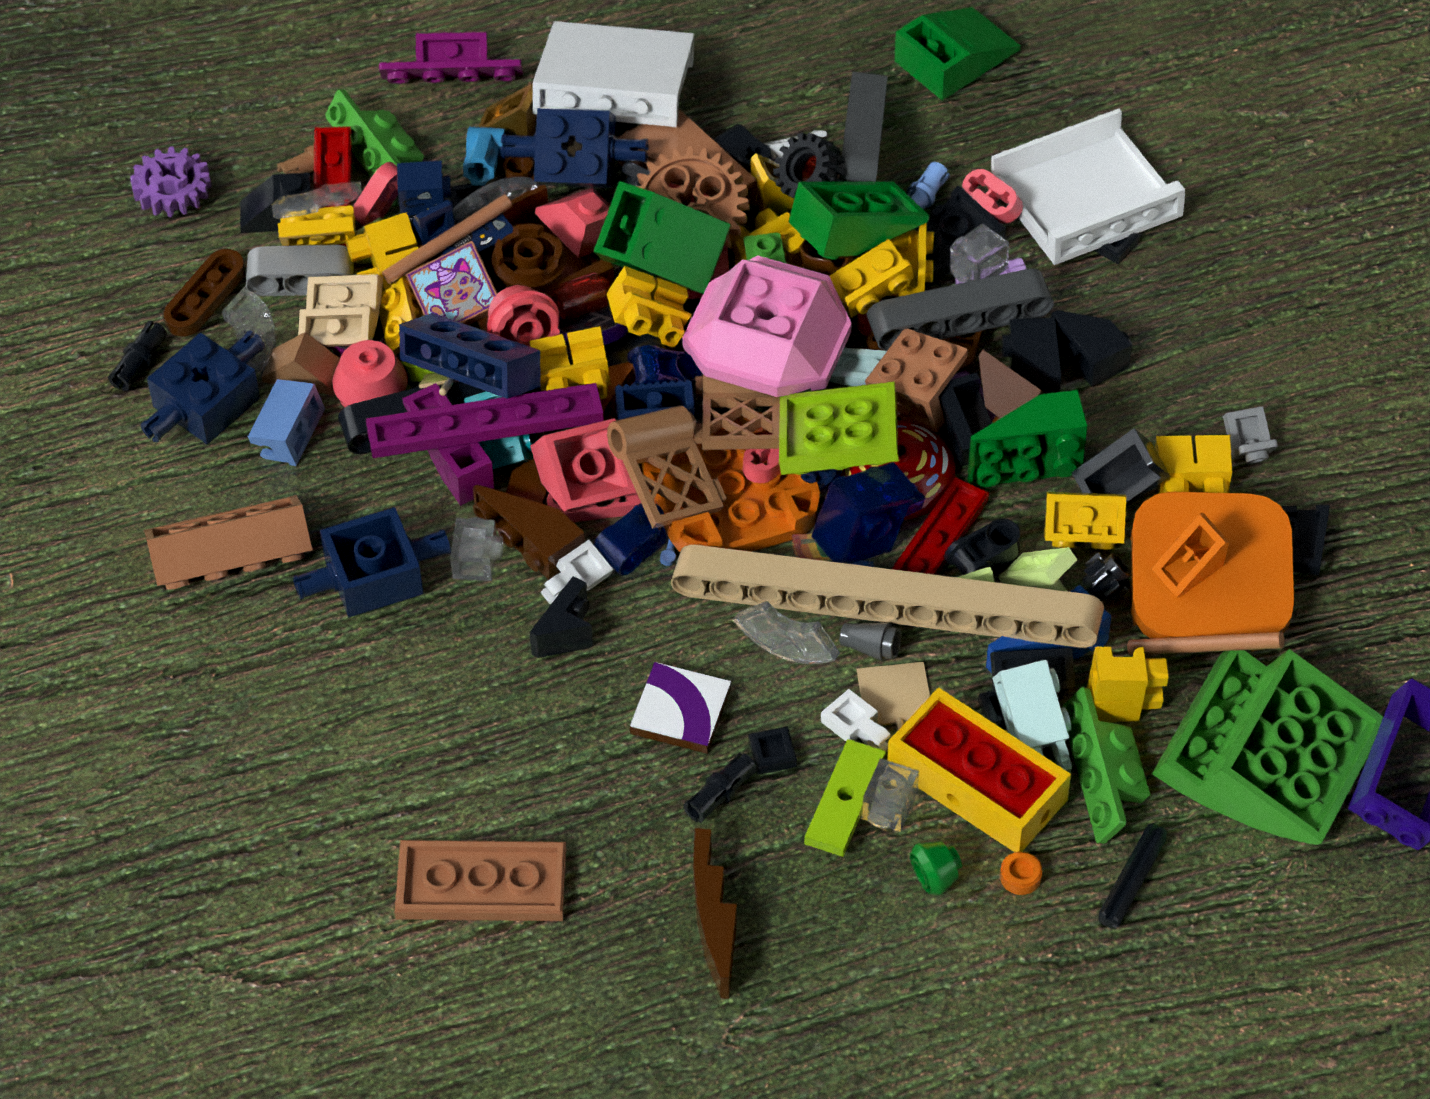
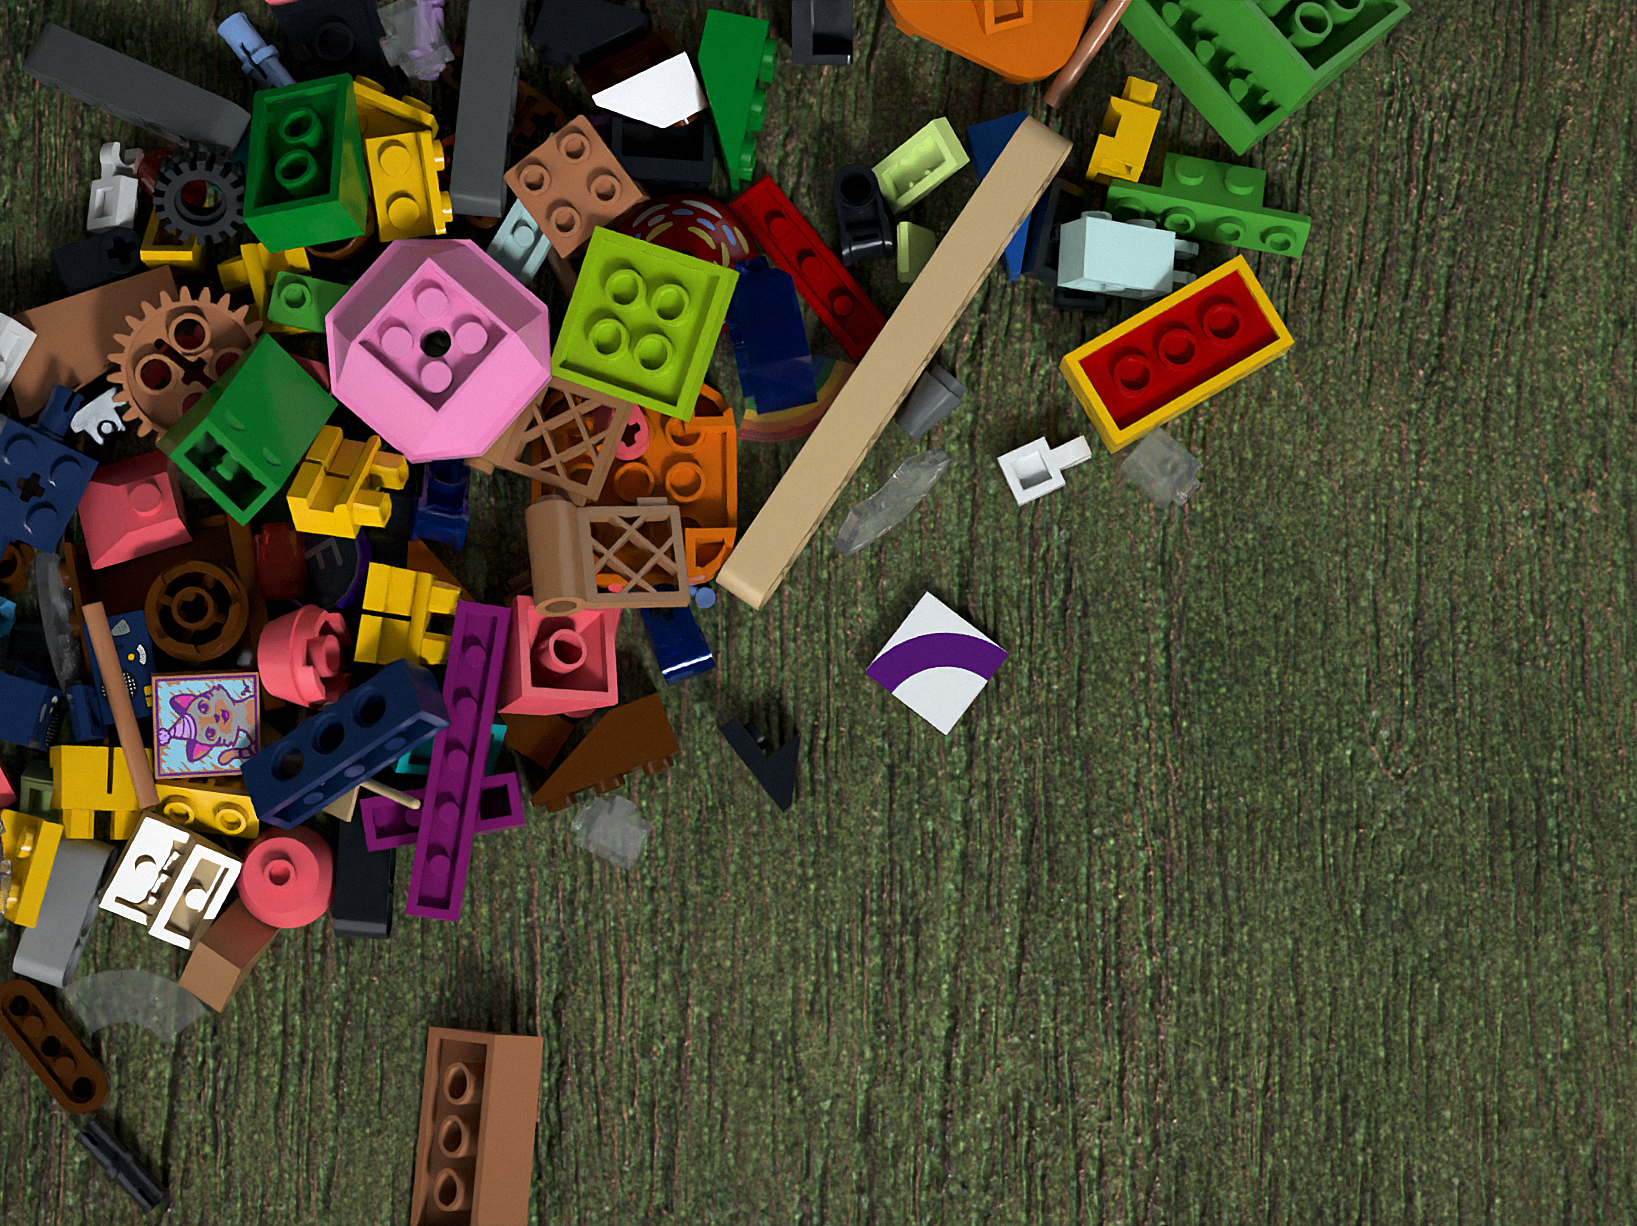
camera: 70 degrees left, 30 degrees up
(203, 387) = (187, 1088): dark blue brick -> none
(287, 421) = (314, 1004): medium blue hinge -> none
(371, 562) = (568, 994): dark blue brick -> none
(481, 880) = (1088, 984): nougat tile -> none
(583, 563) = (696, 712): white plate -> none
(648, 398) = (493, 534): dark blue brick -> none
(714, 918) = (1261, 736): reddish brown slope -> none
(720, 787) = (1072, 660): black pin -> none
(772, 750) = (1036, 578): black tile -> none
(835, 818) = (1168, 541): lime tile -> none
(894, 690) = (1010, 403): tan piece -> none
(935, 866) = (1277, 454): green cone -> none
(1021, 873) = (1309, 360): orange tile -> none
(1085, 519) = (870, 79): yellow bracket -> none
(1107, 577) = (954, 88): black gear -> none
(1132, 876) = (1362, 237): black axle -> none

